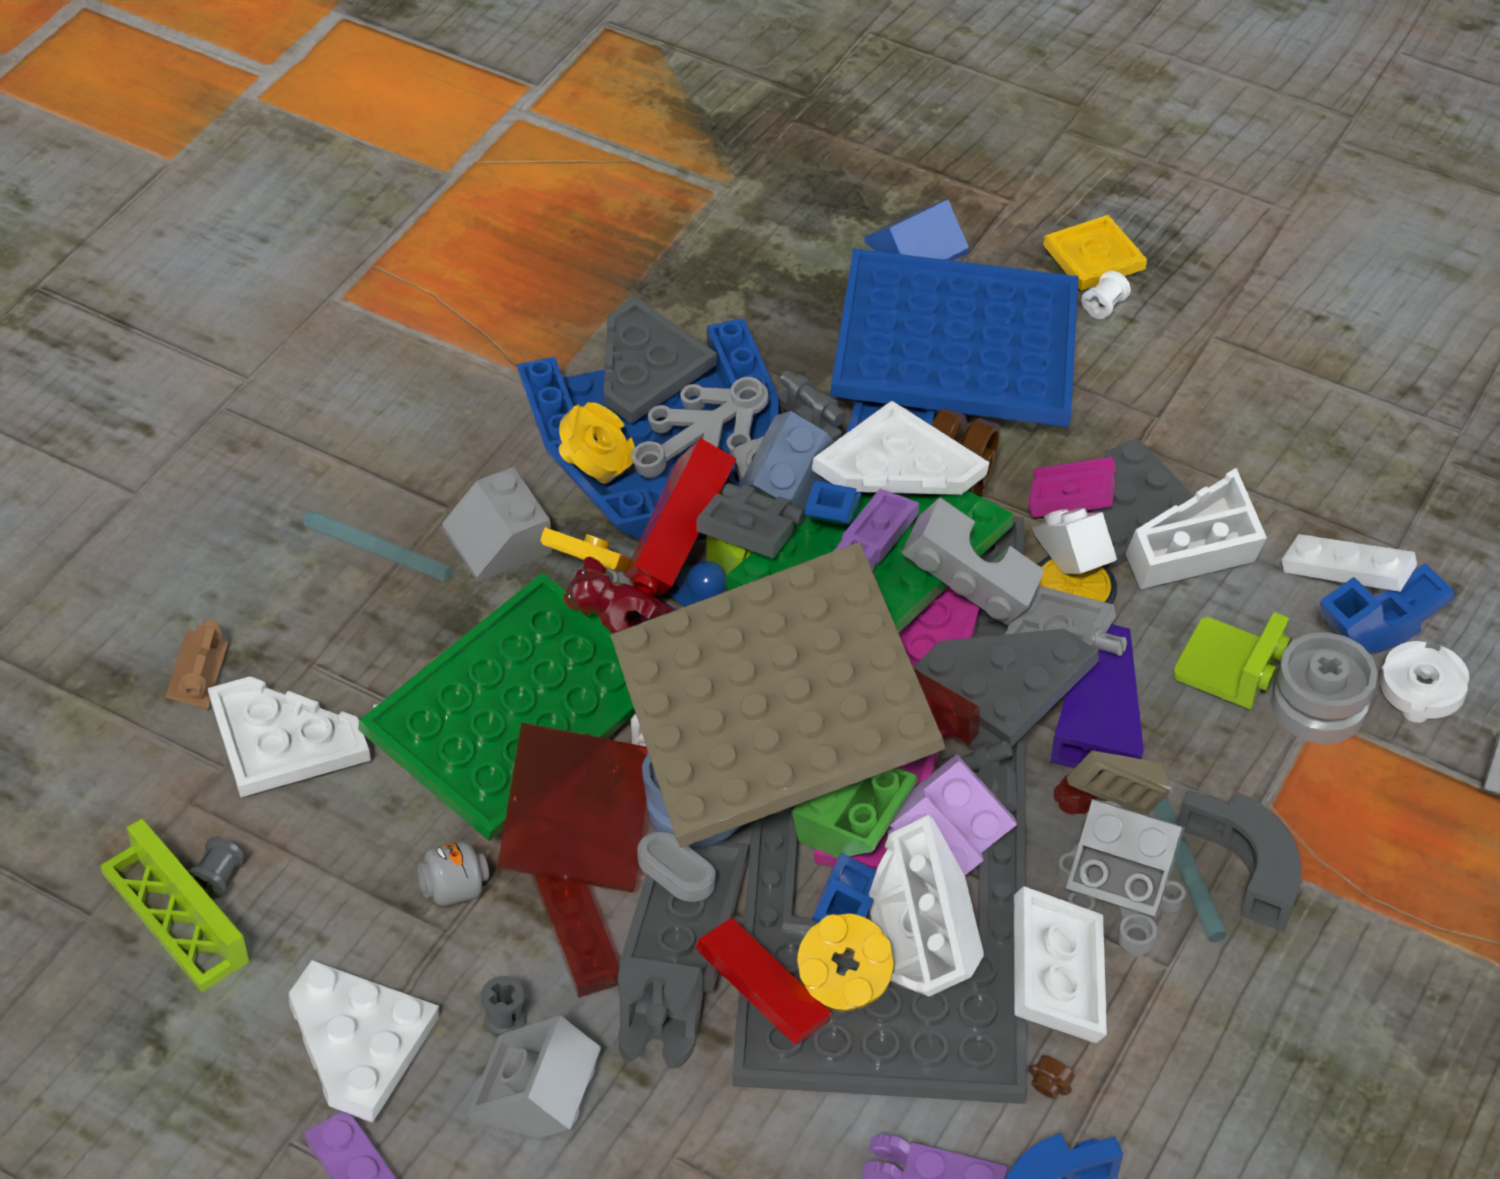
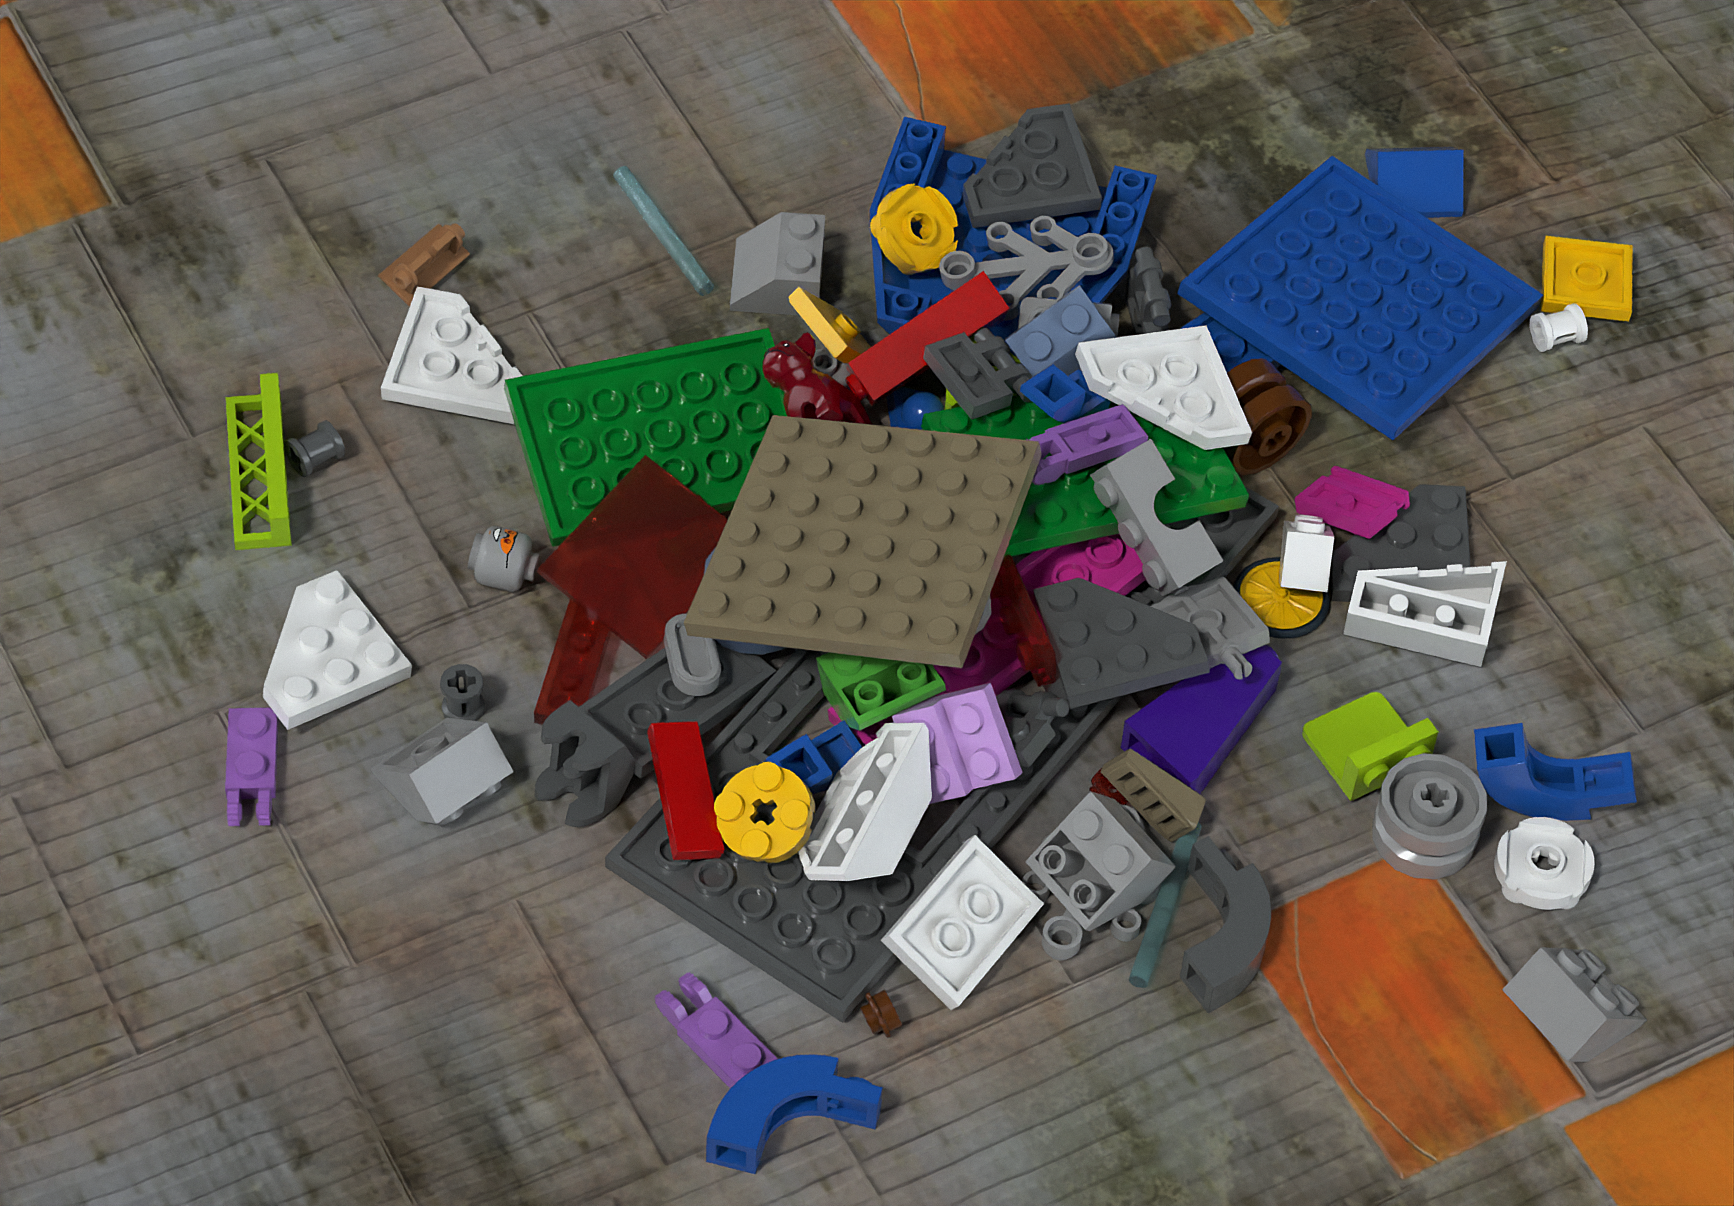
camera: 30 degrees right, 5 degrees up
(1344, 560) = (1563, 714): white plate -> none

